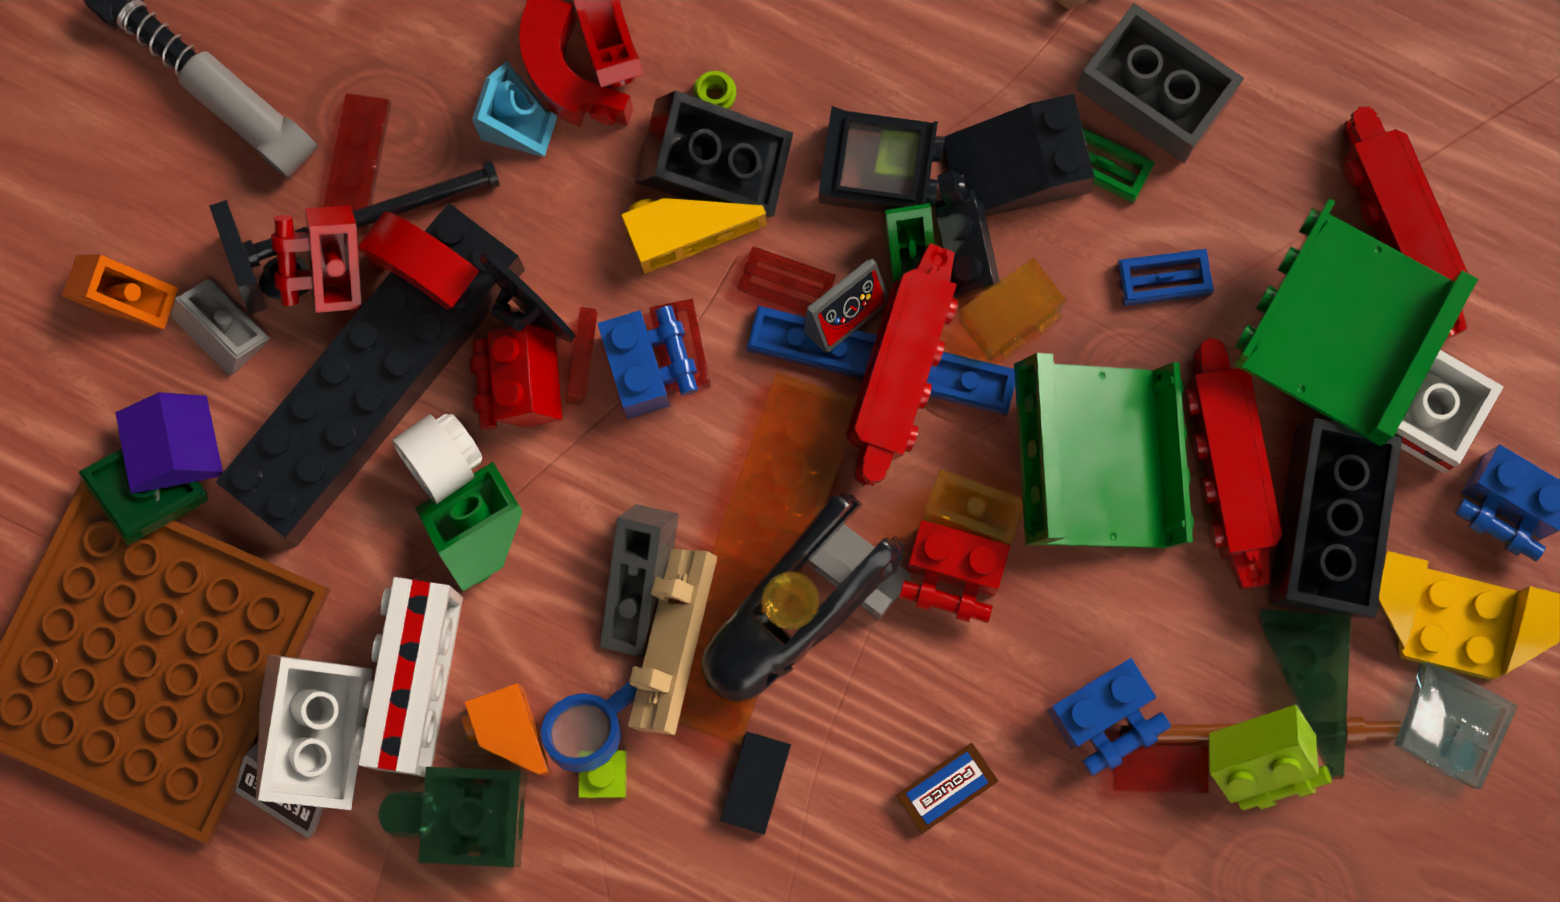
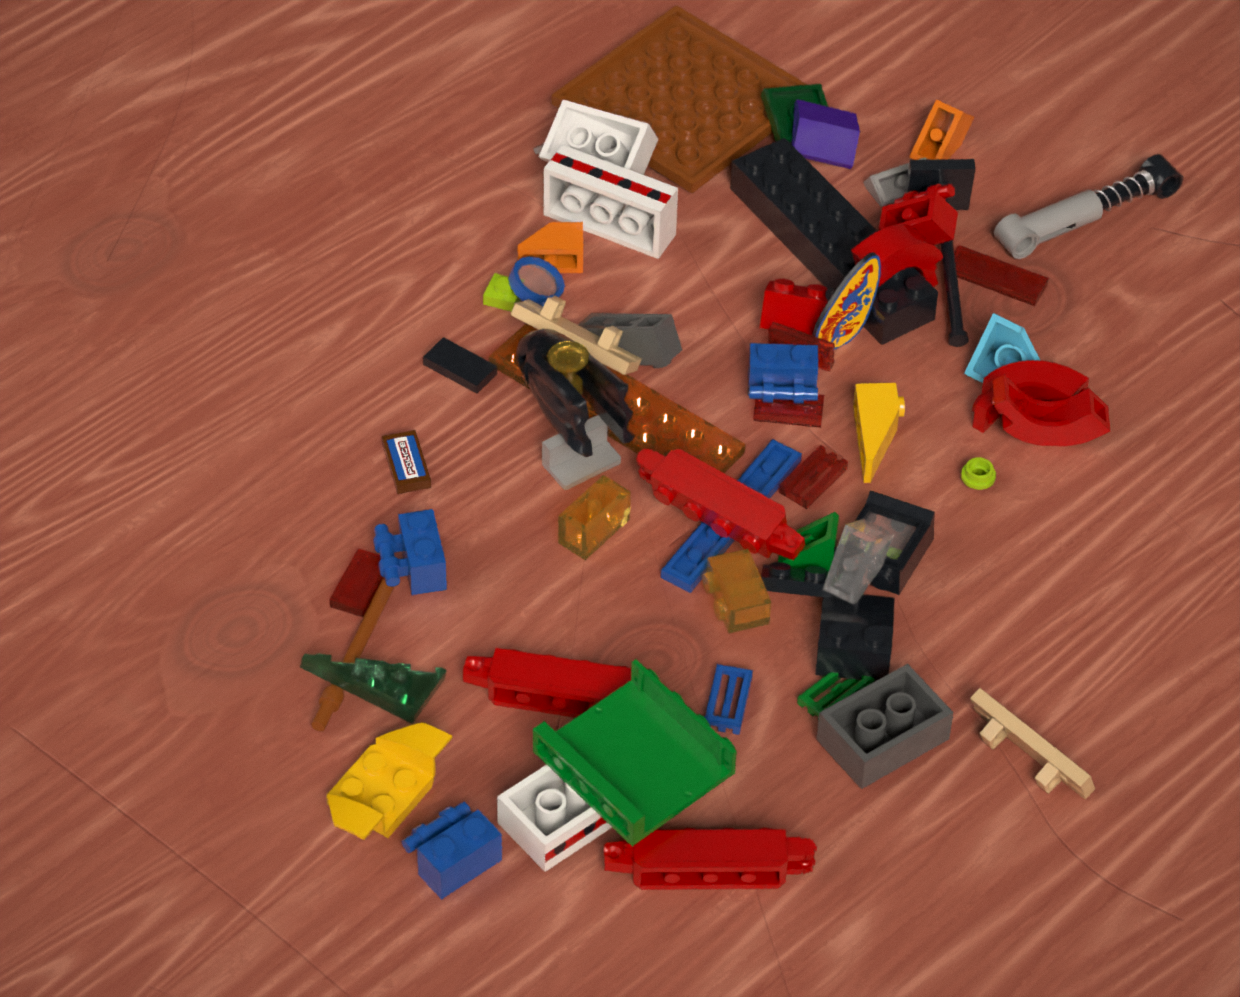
camera: 105 degrees right, 30 degrees down
(438, 455) = (758, 251): white piece -> none
(462, 816) = (506, 209): clear green brick -> none
(473, 526) = (702, 259): green slope -> none
(712, 153) = (926, 453): black slope -> none
(846, 307) = (776, 482): slope -> none
(951, 164) = (857, 559): none -> clear slope
(959, 560) = (558, 494): red brick -> none
(1102, 455) = (604, 592): green panel -> none
(1267, 759) = (337, 618): lime brick -> none
(1334, 521) = (485, 713): black slope -> none
(1454, 725) = (304, 755): clear light blue plate -> none

